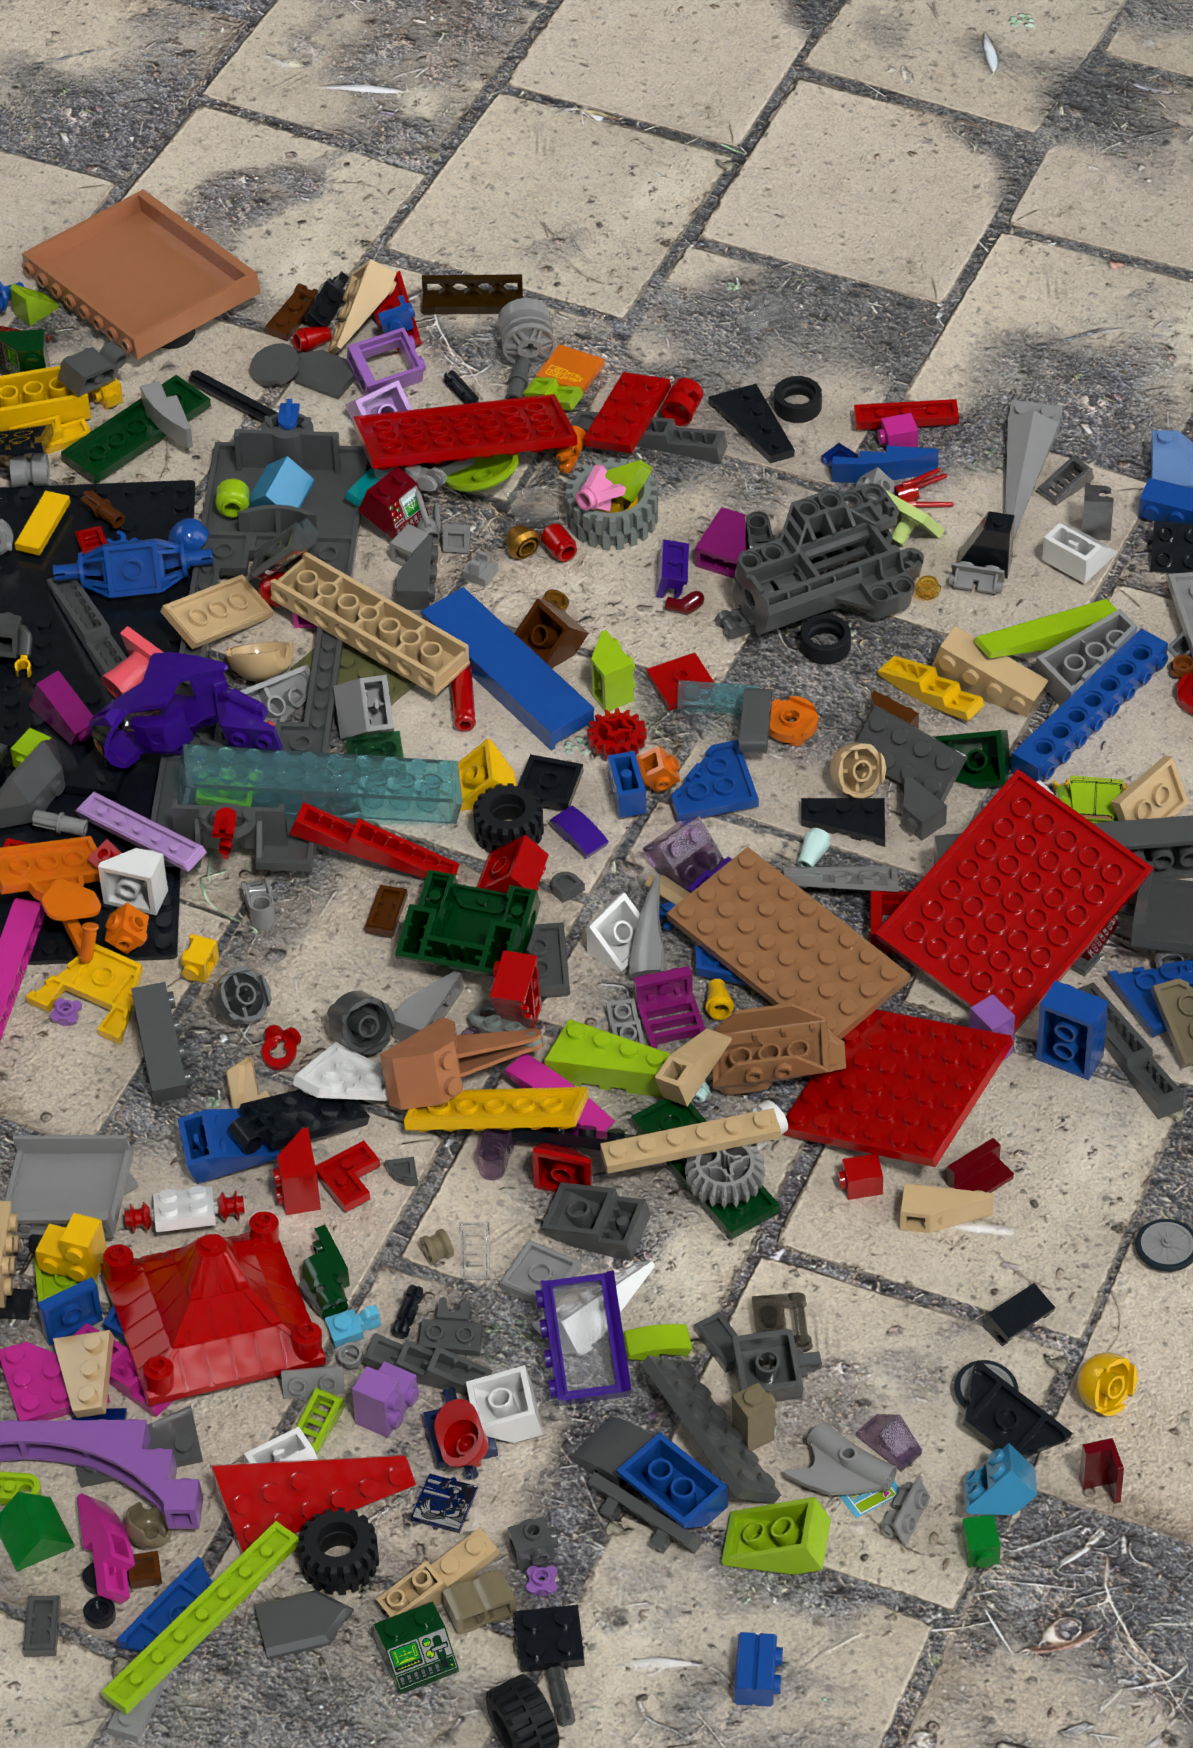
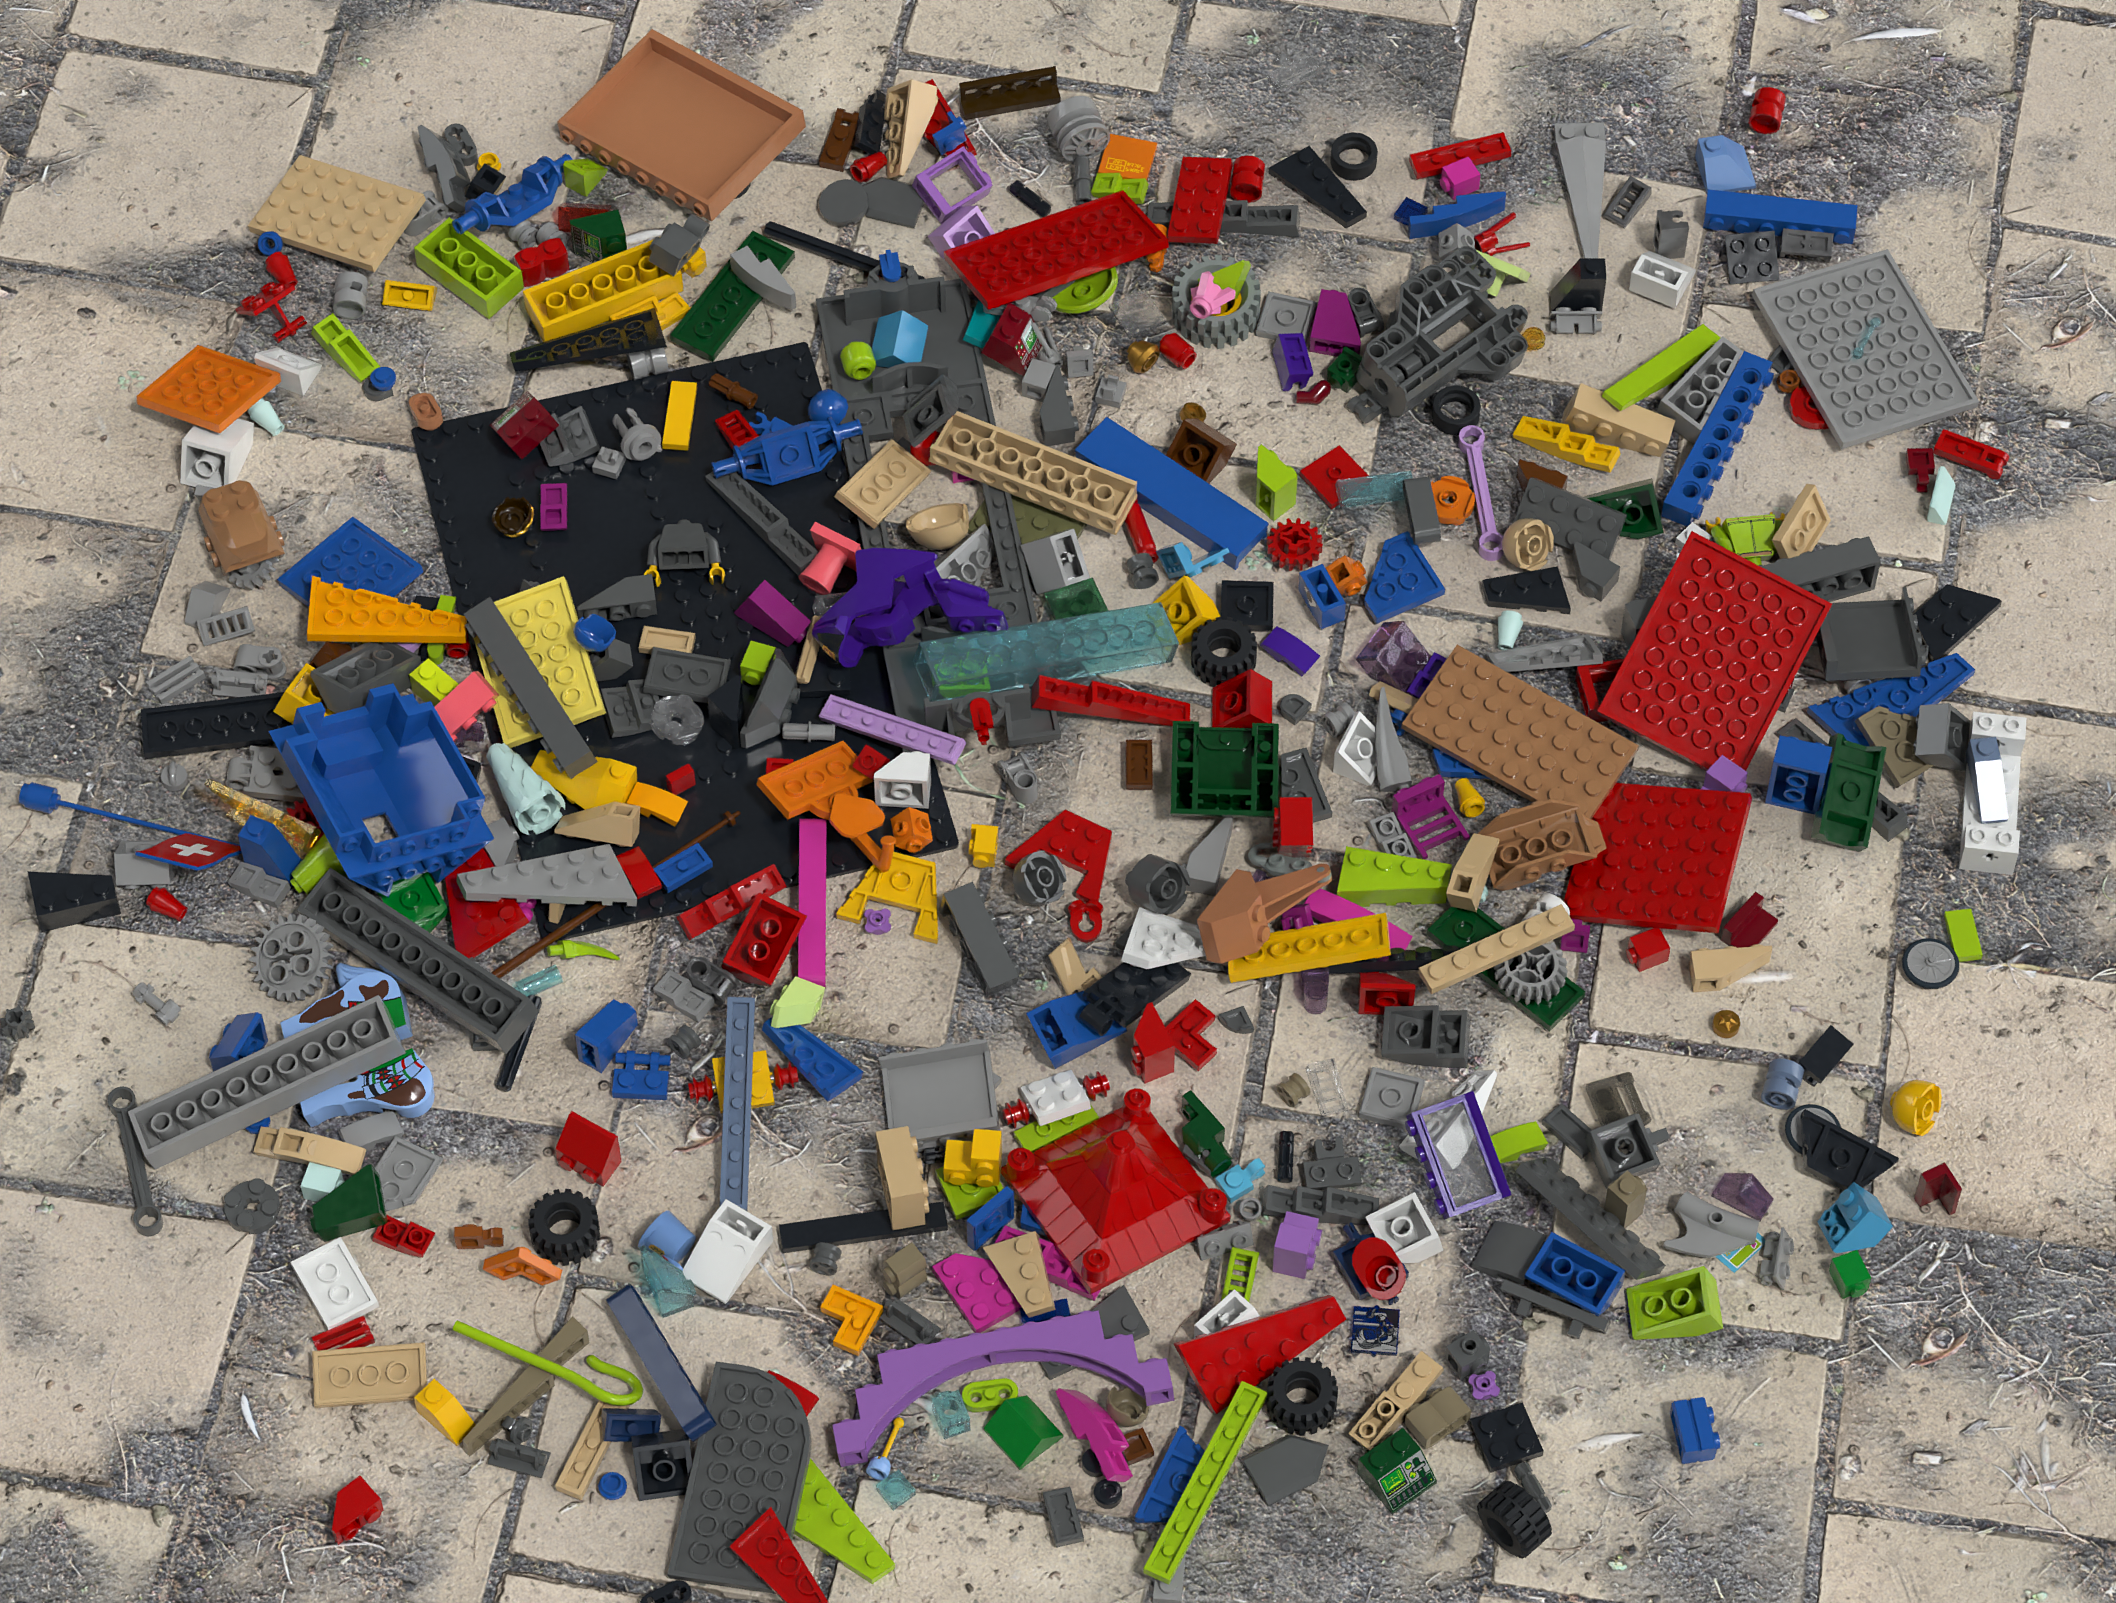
camera: 15 degrees left, 10 degrees up
(80, 757) = (808, 655): none -> tan axle
(155, 1242) = (1035, 1136): none -> lime plate
(296, 976) = (1077, 845): none -> red wing
(453, 733) = (1143, 572): none -> dark grey wheel
(487, 722) = (1177, 560): none -> dark azure bracket
(496, 1078) = (1297, 917): none -> magenta tile
(600, 901) = (1337, 721): none -> light grey wheel
(679, 526) = (1285, 315): none -> light grey tile
(719, 585) = (1343, 370): none -> dark green brick
(787, 1151) = (1578, 939): none -> magenta tile
(827, 717) = (1481, 492): none -> lavender piece
(925, 1265) = (1726, 1023): none -> pearl gold tile
(965, 1334) = (1782, 1084): none -> sand blue wheel
(1122, 1059) = (1849, 794): none -> dark green piece

